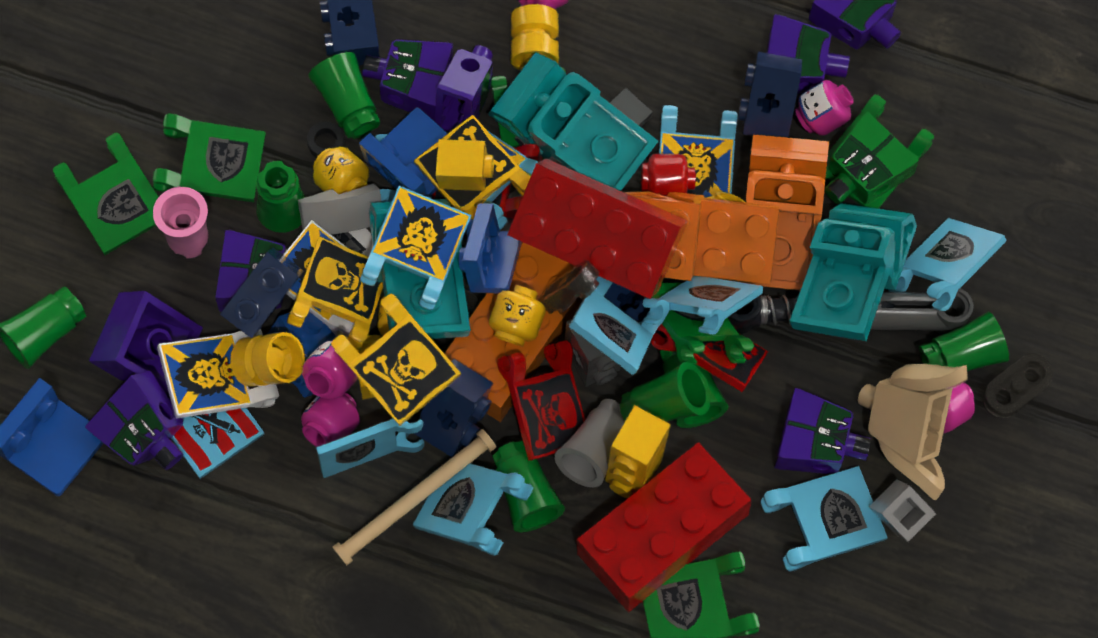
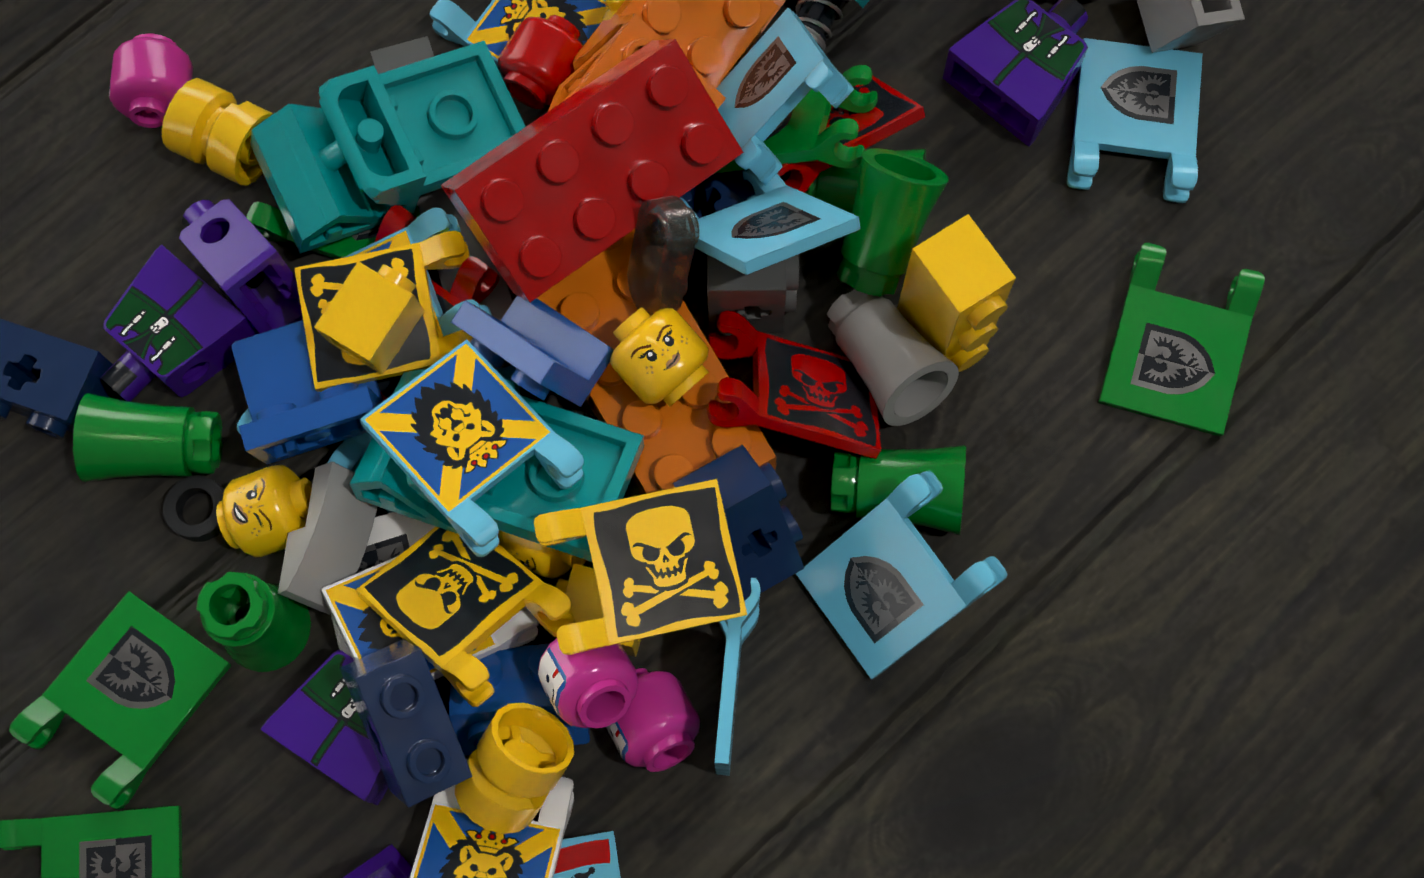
camera: 55 degrees left, 5 degrees up
(182, 219) = (187, 786): bright pink plant -> none
(414, 496) = (838, 656): tan bar -> none
(663, 526) = (1068, 330): red brick -> none

